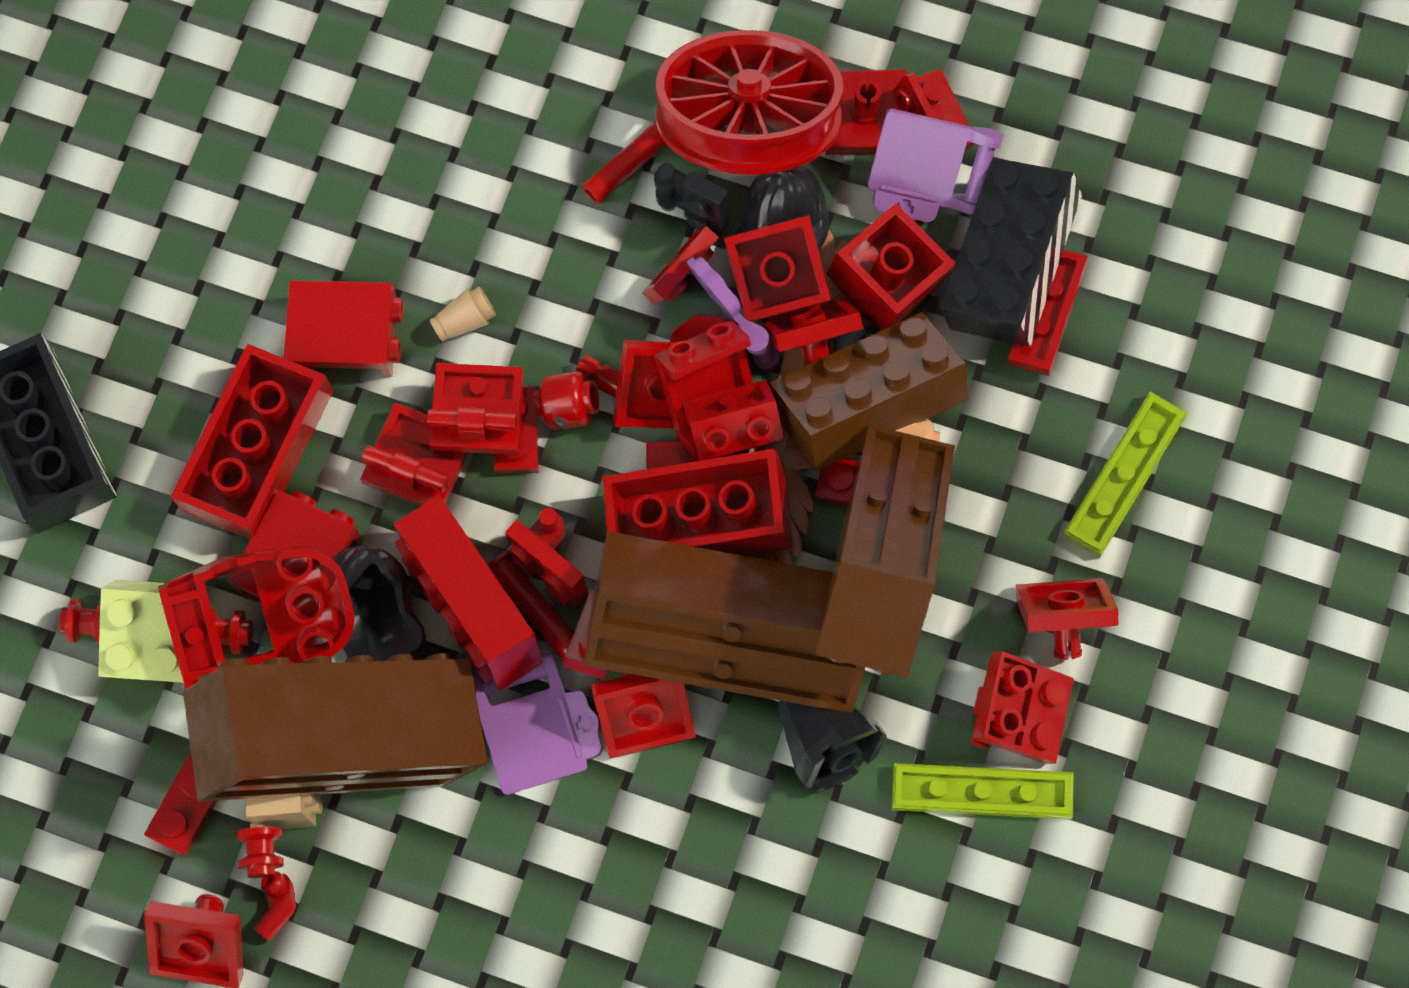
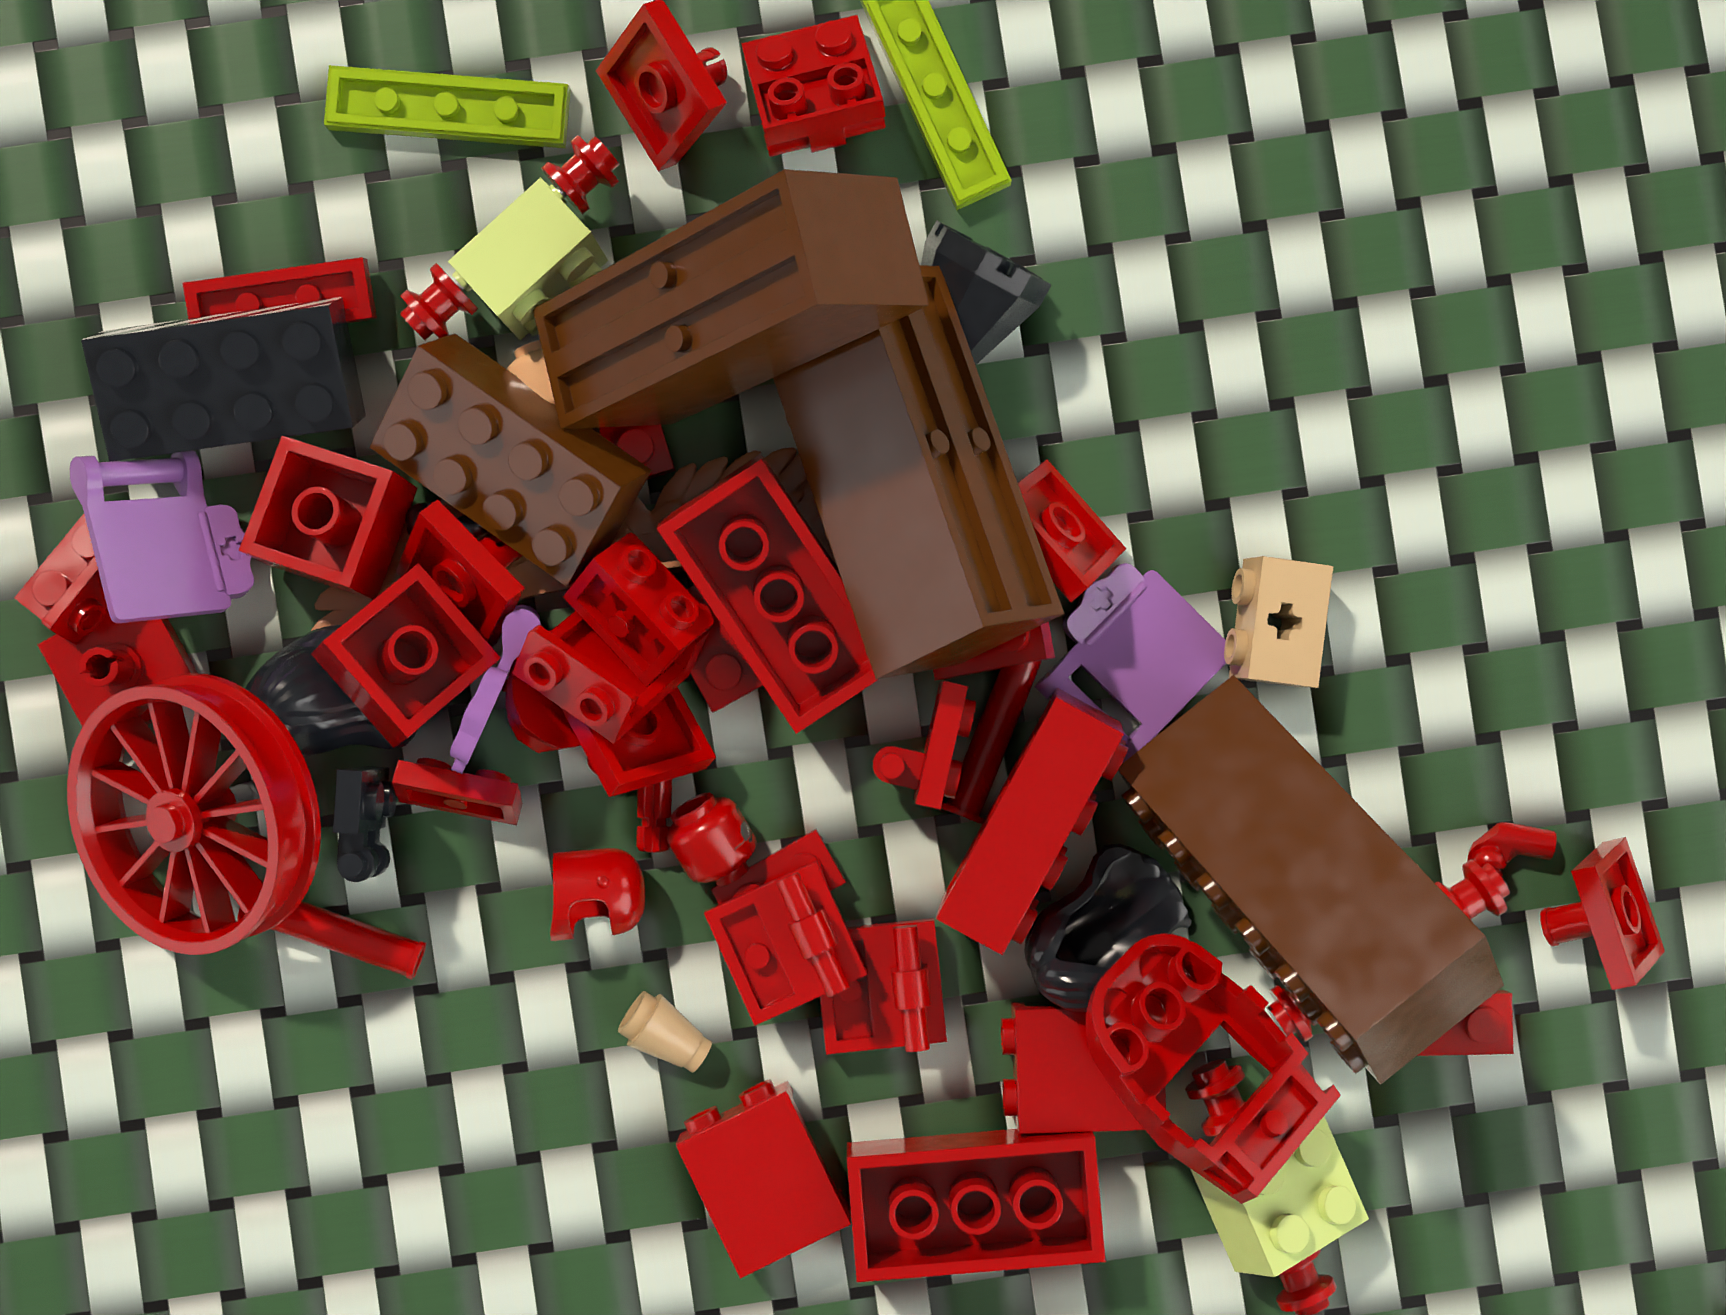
camera: 120 degrees left, 15 degrees up
(480, 822) = (1288, 591): none -> tan brick
(579, 315) = (596, 885): none -> red helmet
(995, 466) = (524, 253): none -> yellowish green brick

